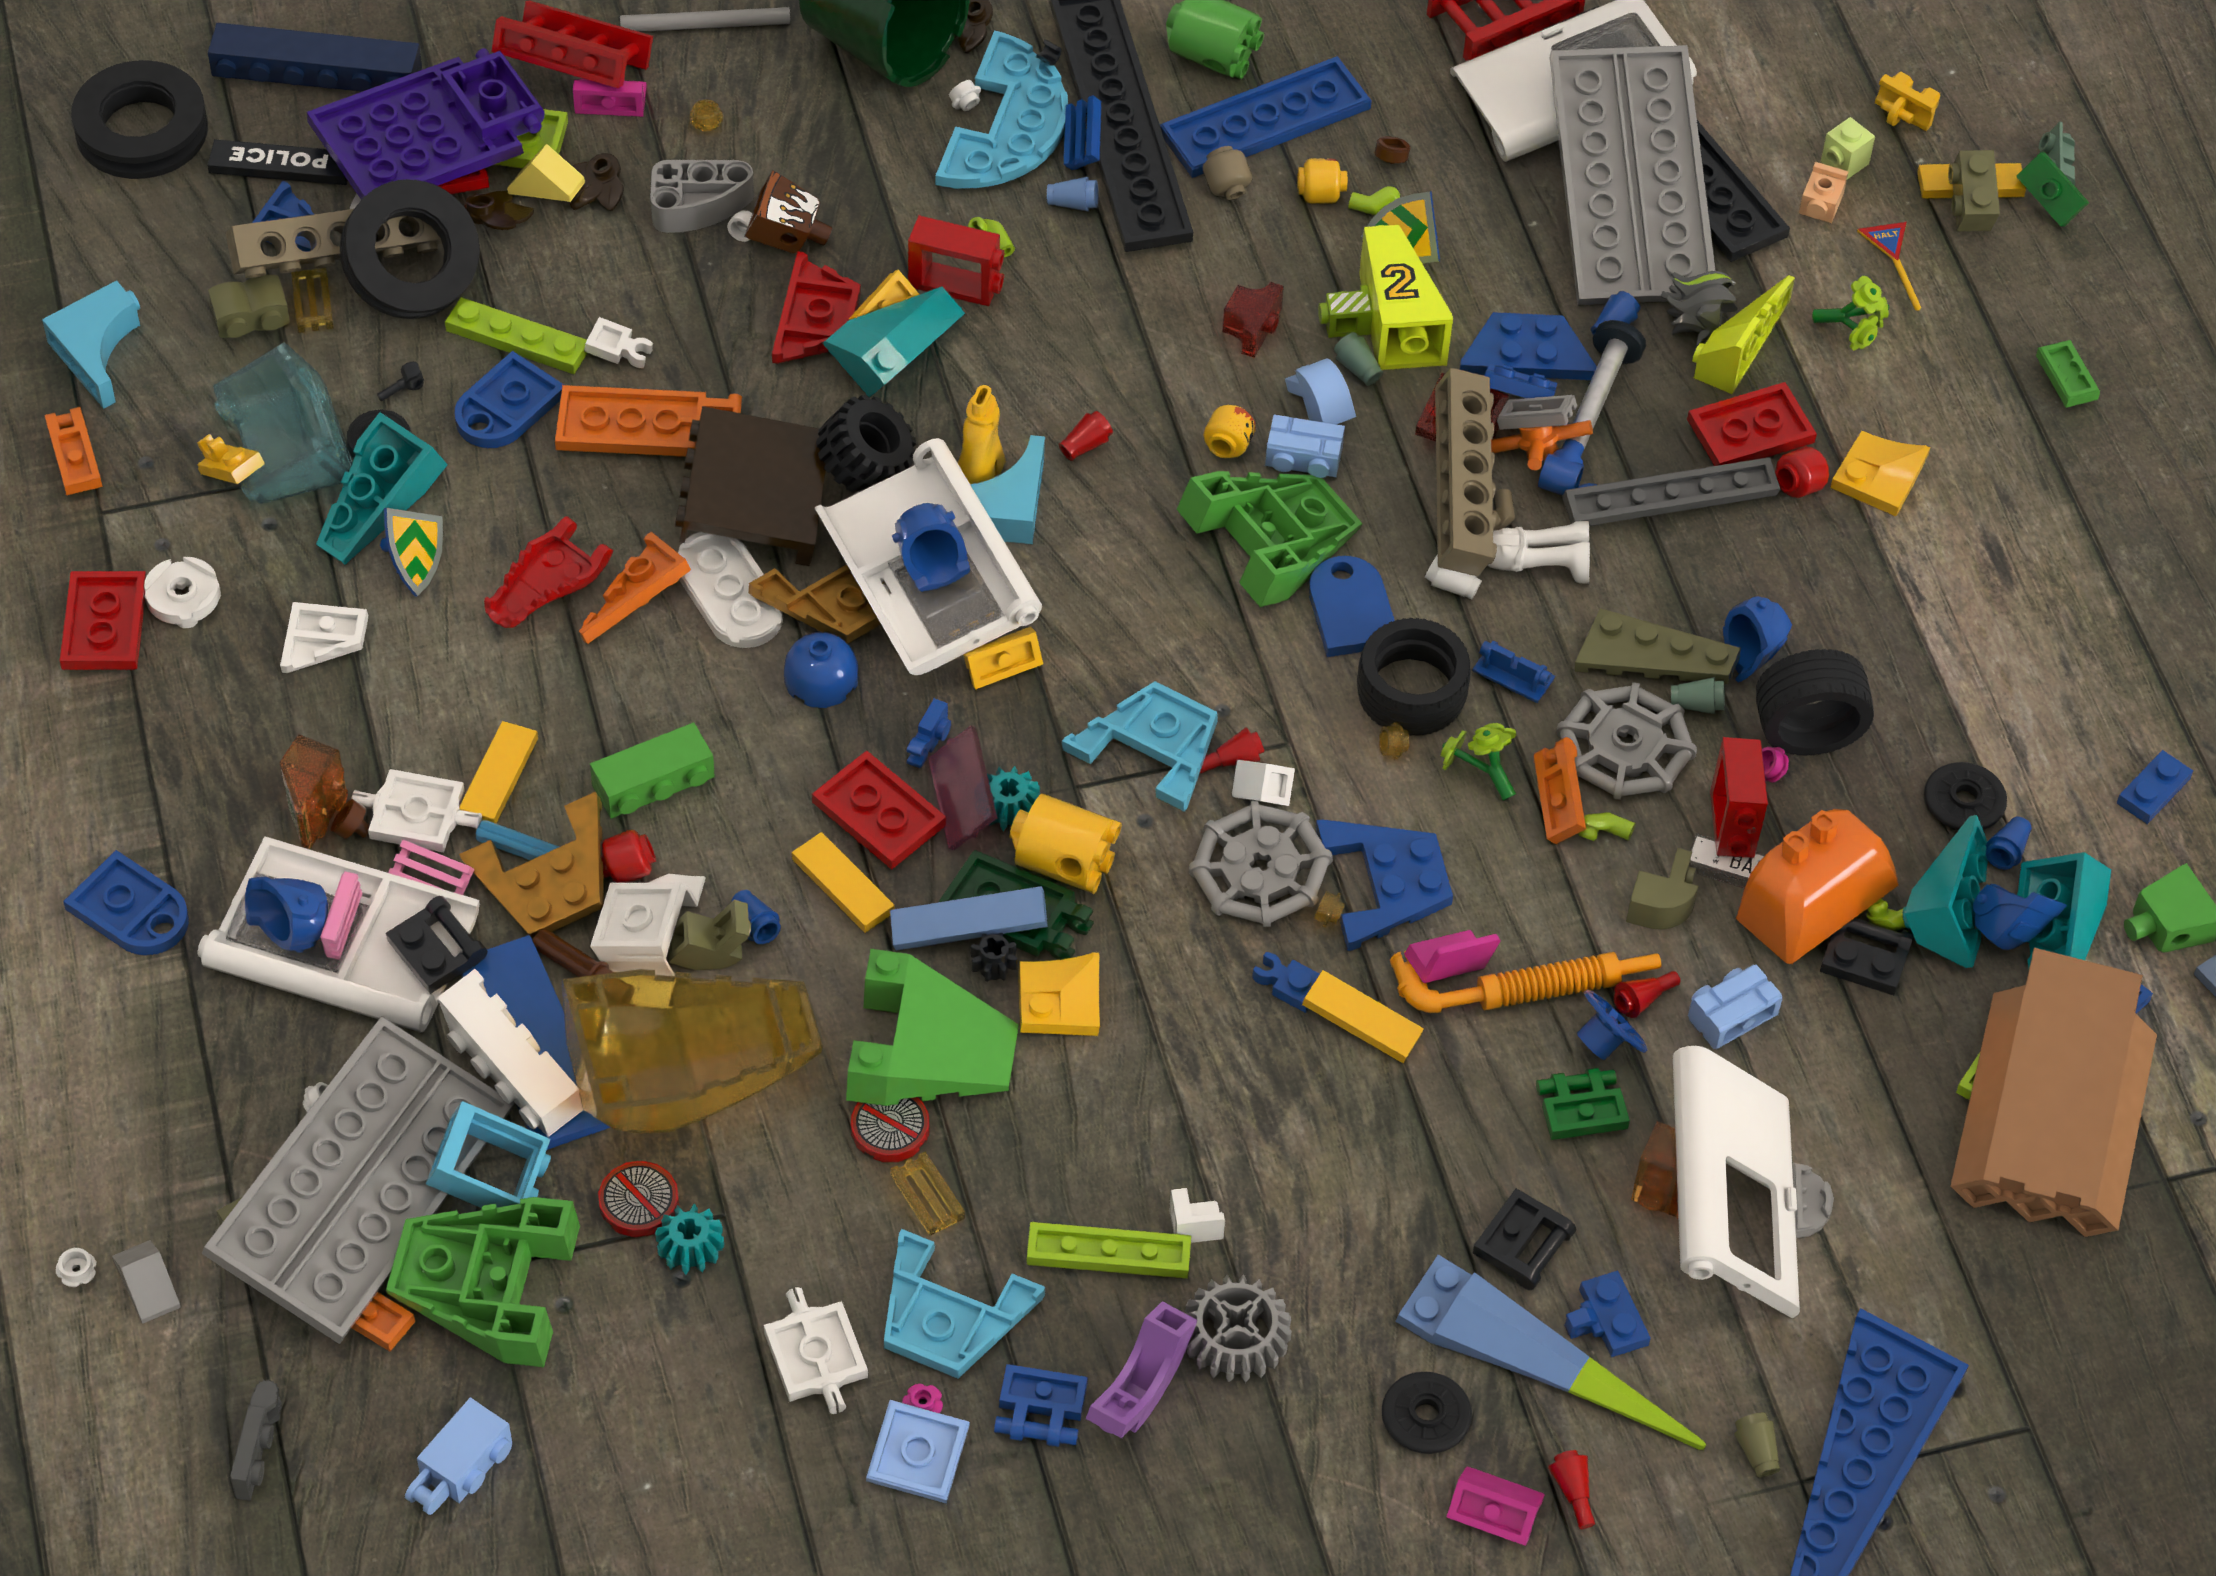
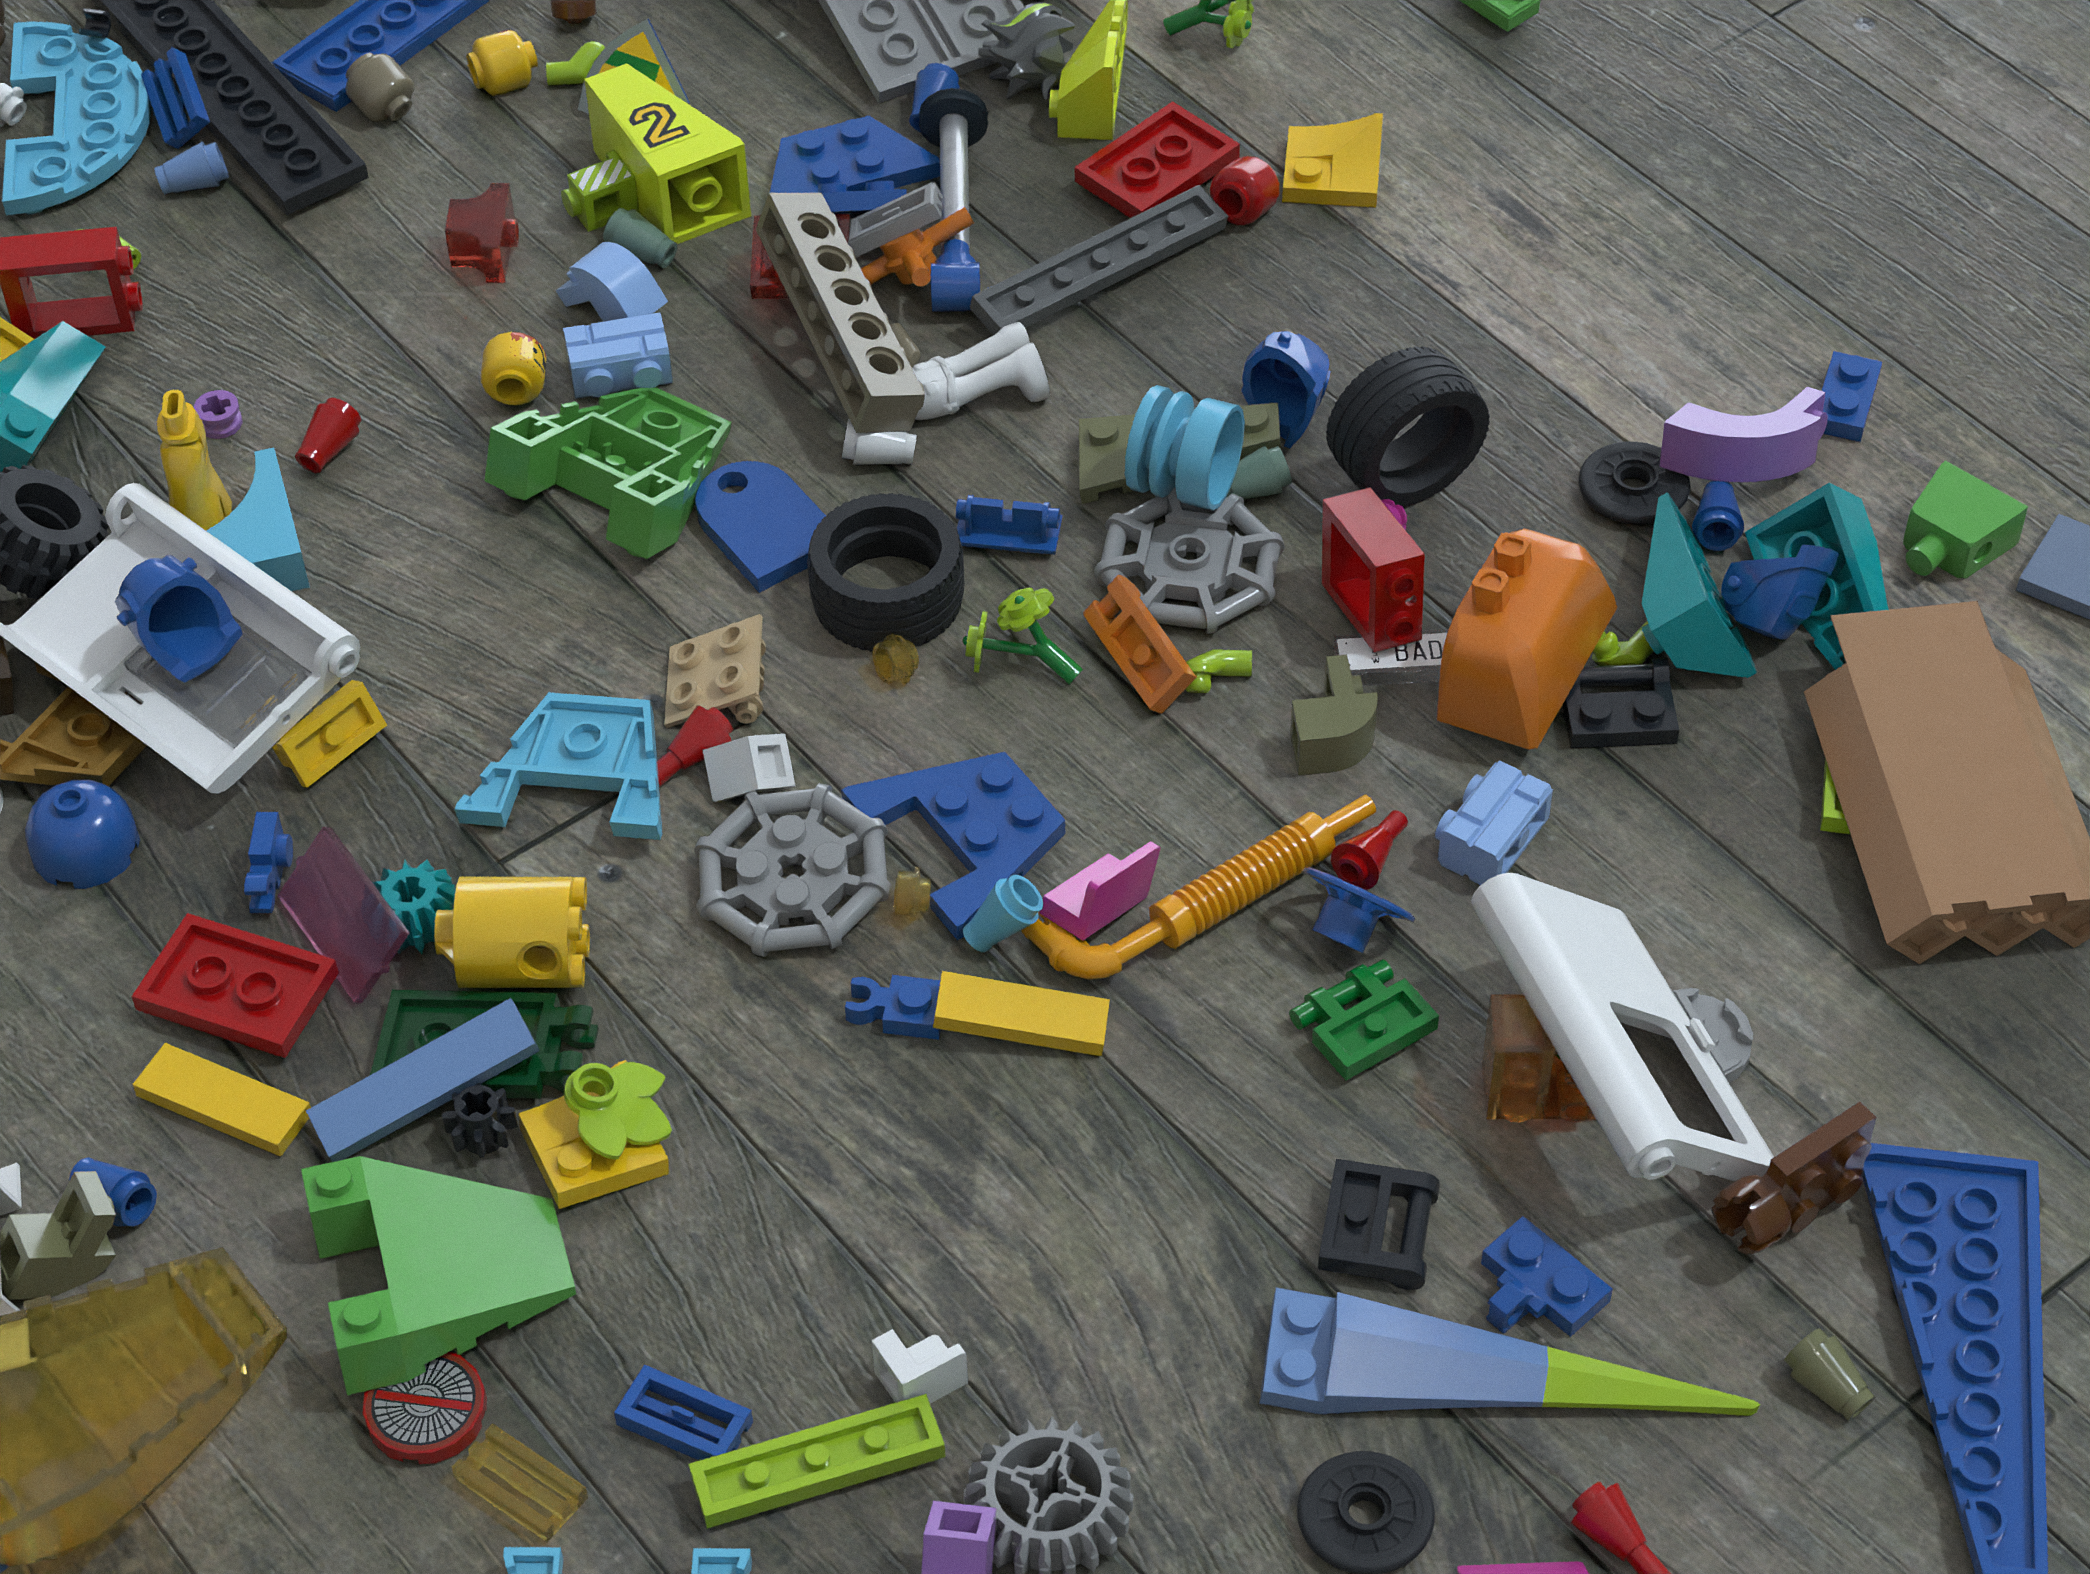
camera: 20 degrees left, 5 degrees down
(1020, 383) = (219, 402): none -> medium lavender bush
(1062, 1216) = (650, 1379): none -> blue tile
(1084, 985) = (622, 1110): none -> lime plate
(1272, 707) = (717, 672): none -> tan hinge
(1382, 945) = (1005, 911): none -> medium azure cone
(1651, 662) = (1184, 447): none -> medium azure wheel
(1799, 1318) = (1798, 1182): none -> reddish brown plate
(2052, 802) = (1745, 447): none -> medium lavender arch

